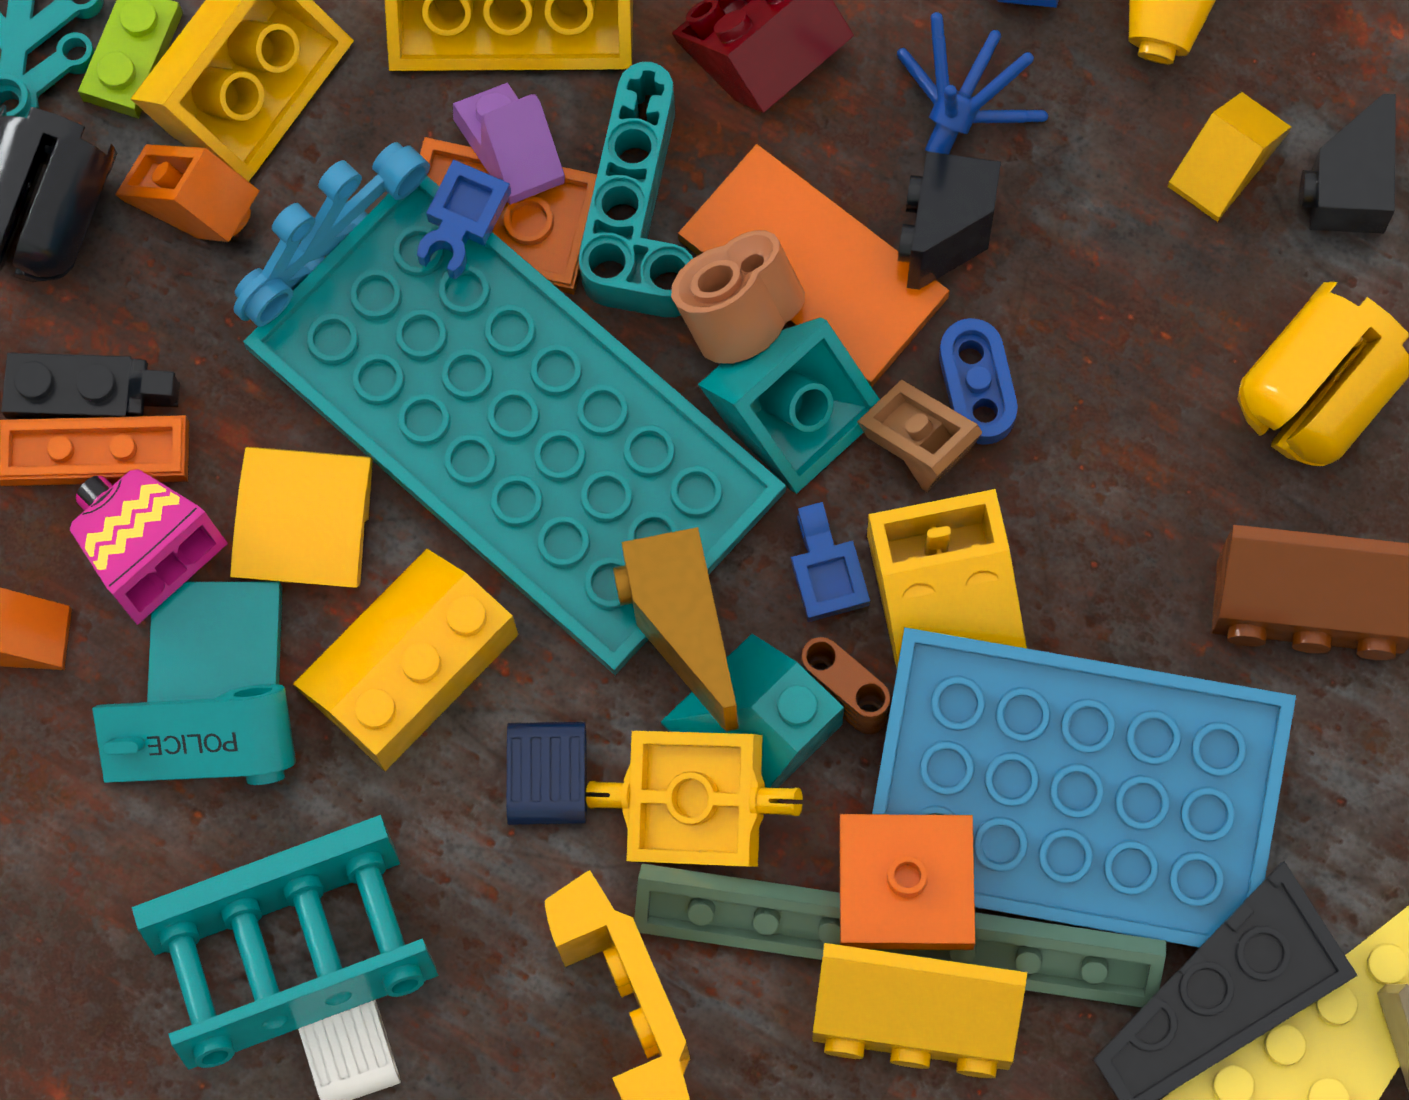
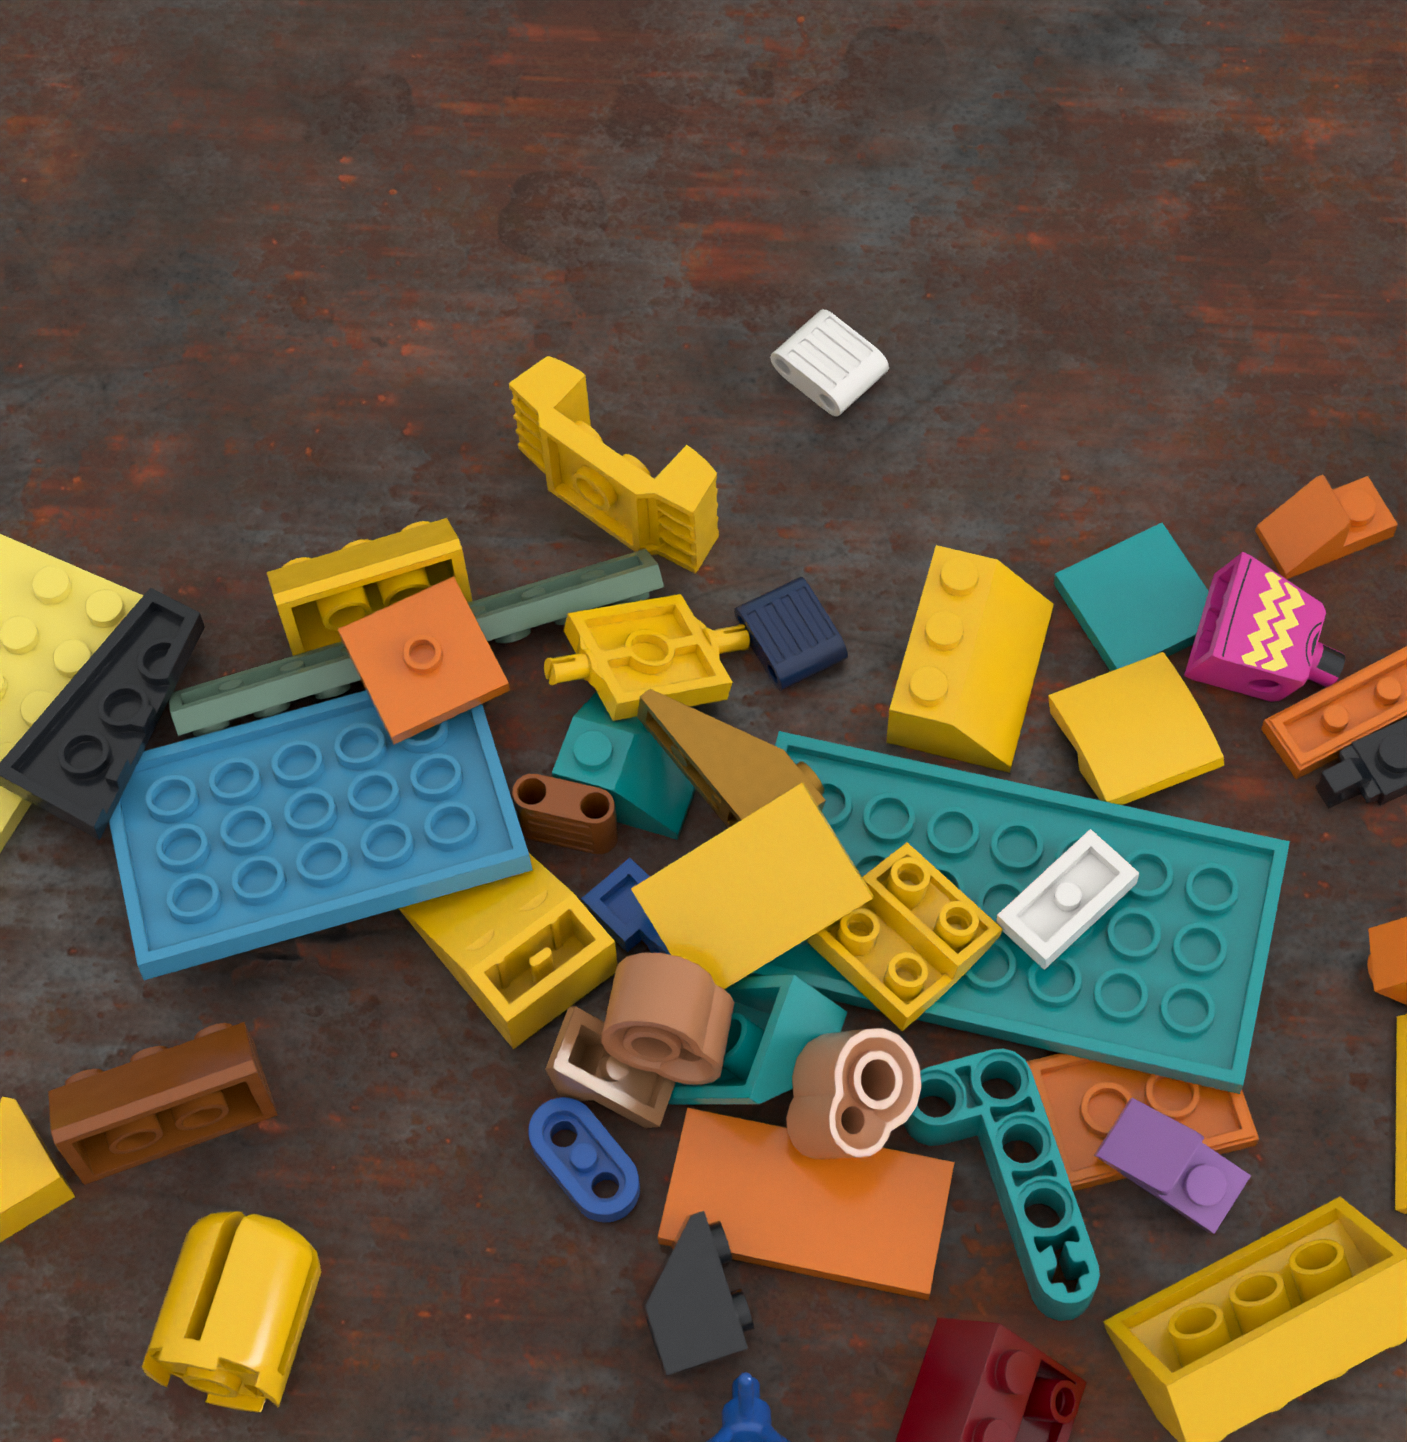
camera: 150 degrees right, 10 degrees down
(200, 738) = (1065, 524): teal door -> none
(240, 900) = (939, 445): teal fence -> none
(268, 291) = (1296, 878): dark azure plant -> none
(463, 372) = (1067, 899): none -> white plate
(464, 210) = (1163, 1051): blue plate -> none
(615, 417) = (907, 939): none -> yellow slope
(728, 495) = (754, 889): none -> yellow tile
(859, 423) = (668, 1018): none -> nougat piece

